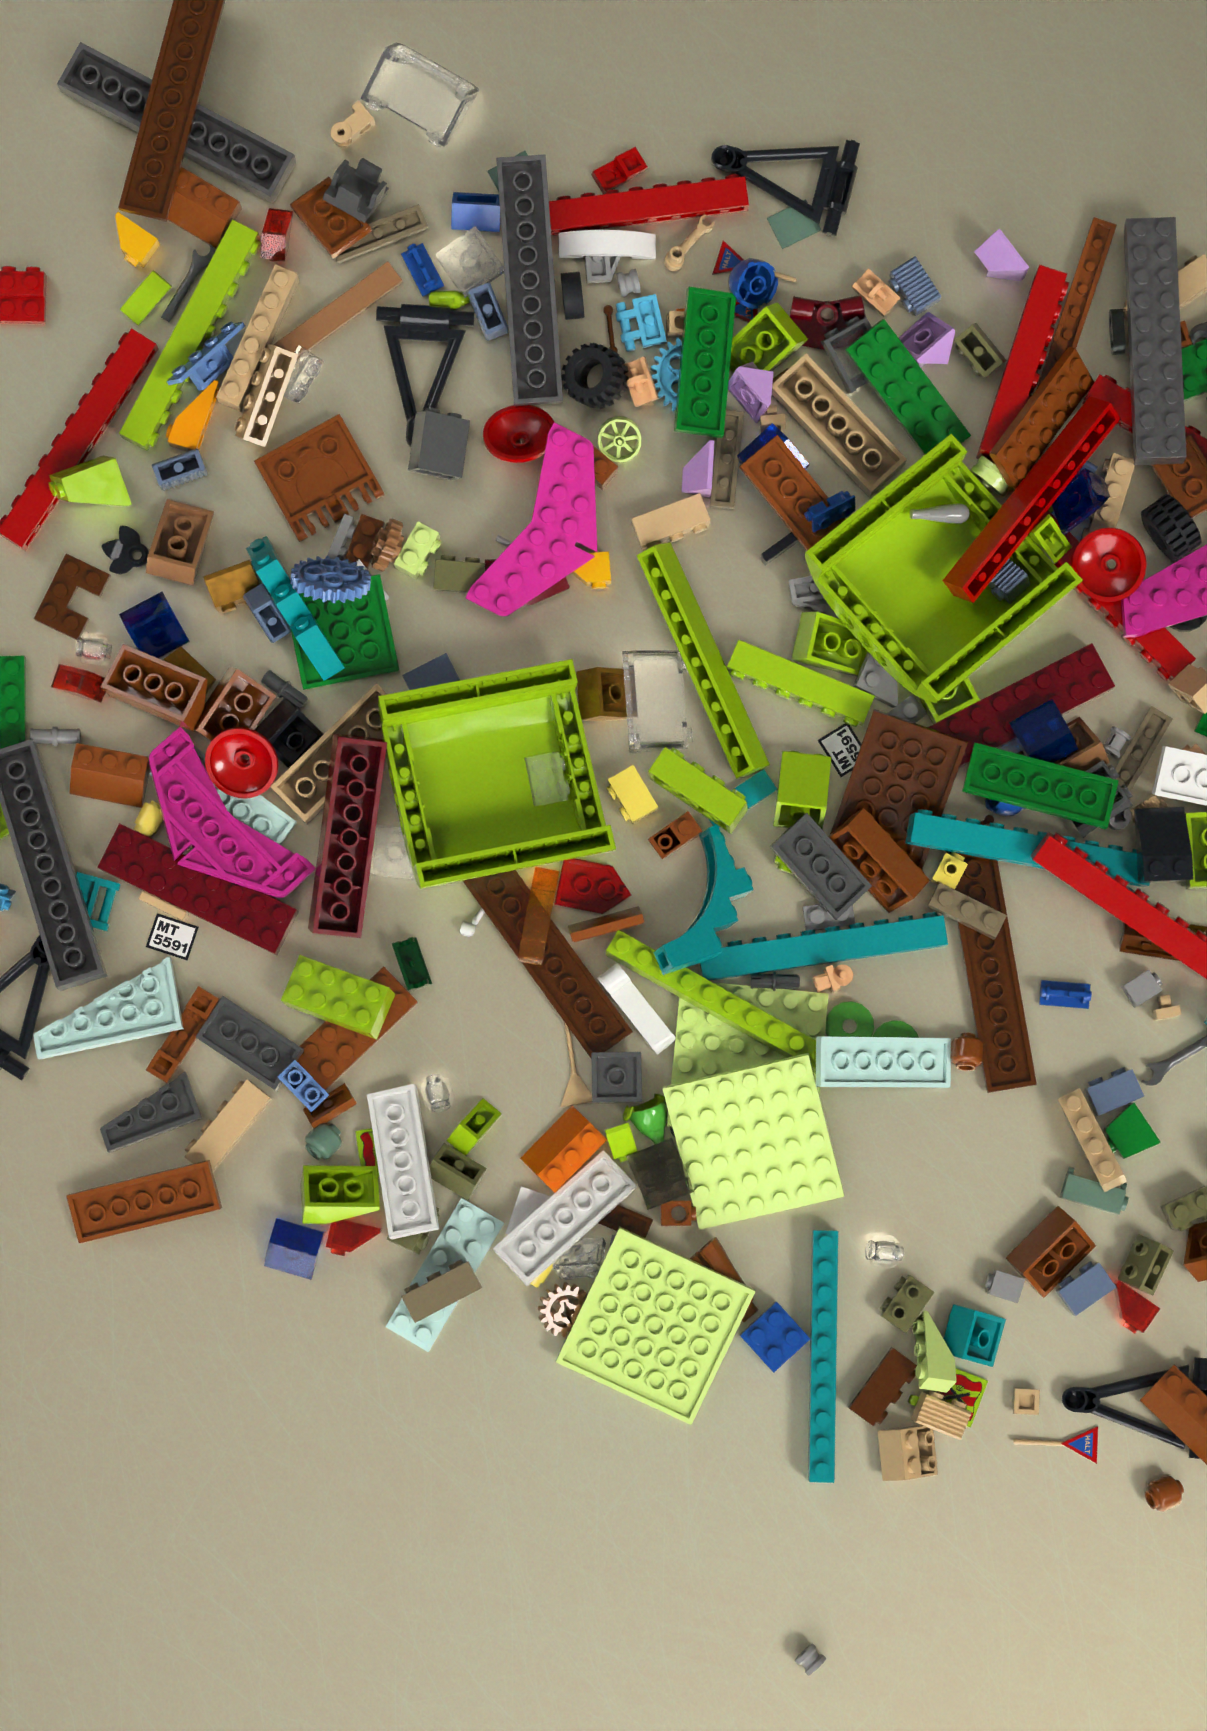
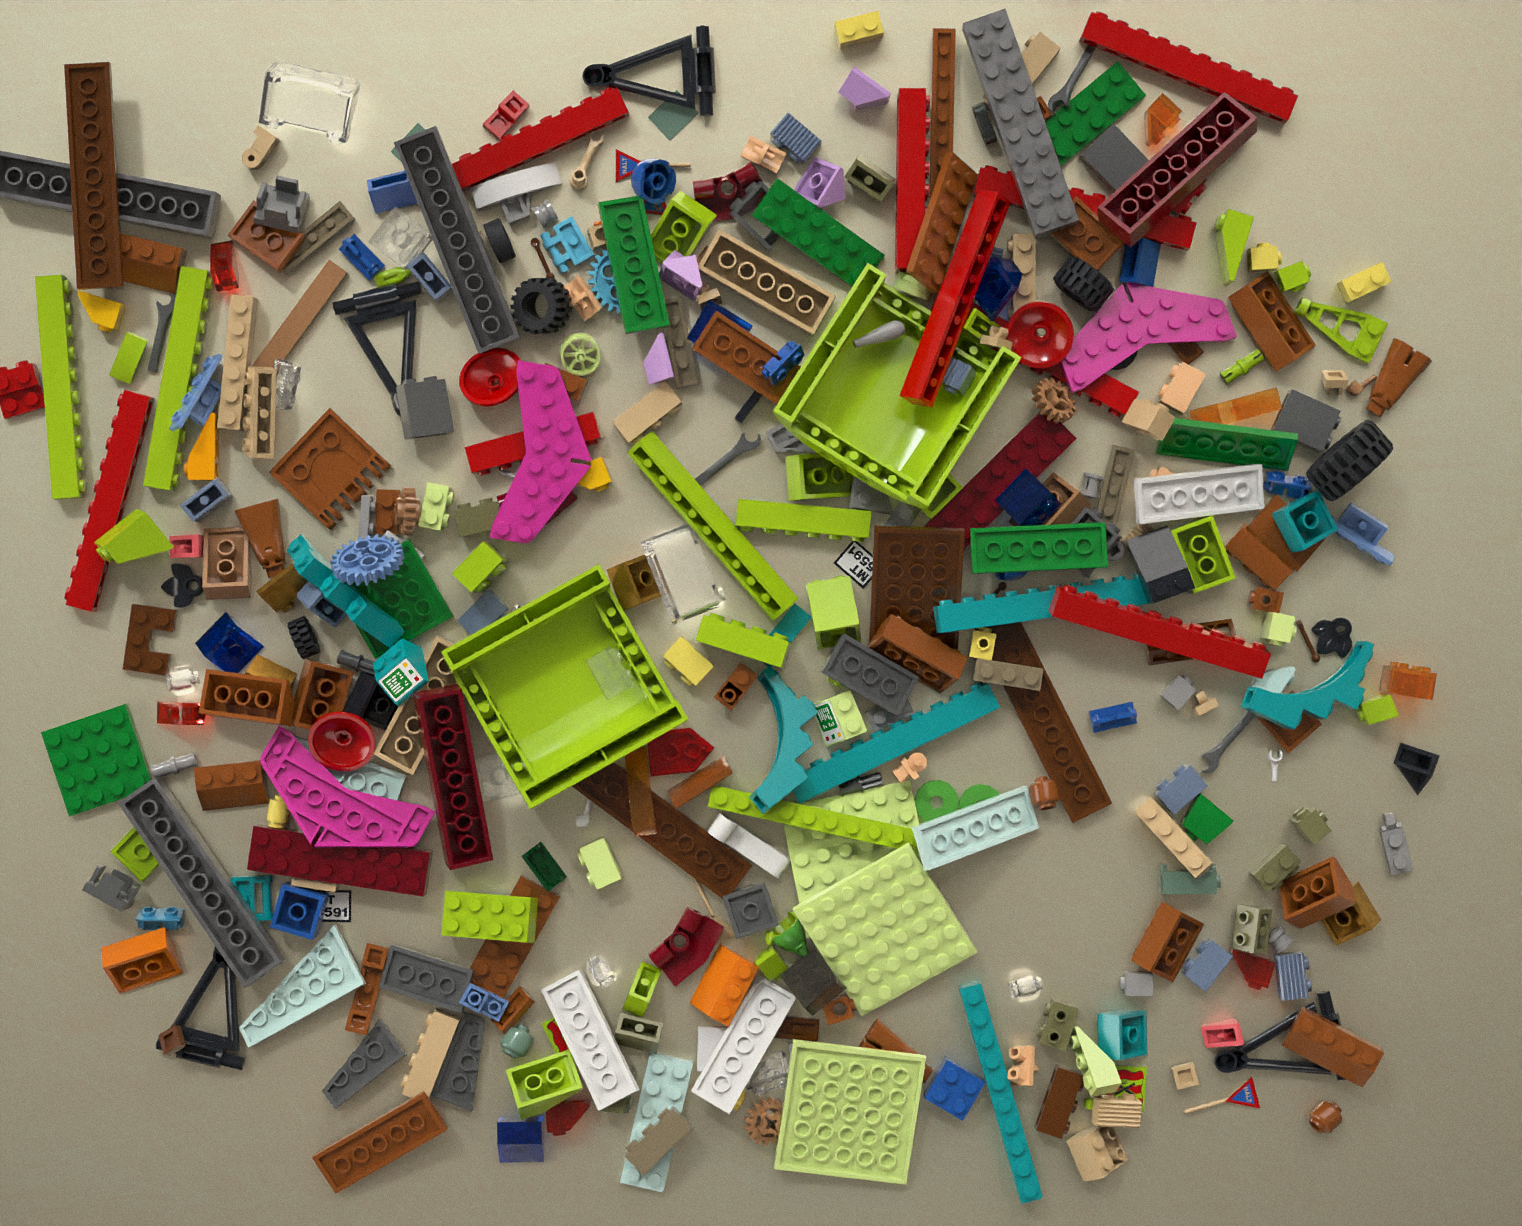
camera: 20 degrees left, 5 degrees up
(64, 306) = (59, 387): none -> lime brick
(138, 928) = (299, 910): none -> blue brick
(143, 512) = (187, 546): none -> coral slope
(229, 521) = (264, 532): none -> dark orange piece
(235, 643) = (303, 637): none -> black tyre
(253, 1152) = (460, 1068): none -> dark grey wing
(327, 708) = (401, 671): none -> teal slope
(446, 626) = (481, 567): none -> lime brick
(472, 978) = (600, 863): none -> yellowish green brick
(516, 514) = (511, 448): none -> red brick
(554, 1091) = (700, 936): none -> dark red panel
(757, 589) = (741, 447): none -> dark grey piece
(773, 904) = (838, 718): none -> yellowish green slope
(855, 1336) = (1022, 1066): none -> light nougat hips
(1015, 194) = (859, 29): none -> light yellow brick
(1062, 554) = (996, 338): none -> tan tile
(1079, 1369) = (1222, 1034): none -> coral slope
(1103, 638) = (1054, 400): none -> medium nougat gear
(1171, 1286) = (1279, 939): none -> light grey wheel
(1173, 1329) = (1291, 975): none -> sand blue brick

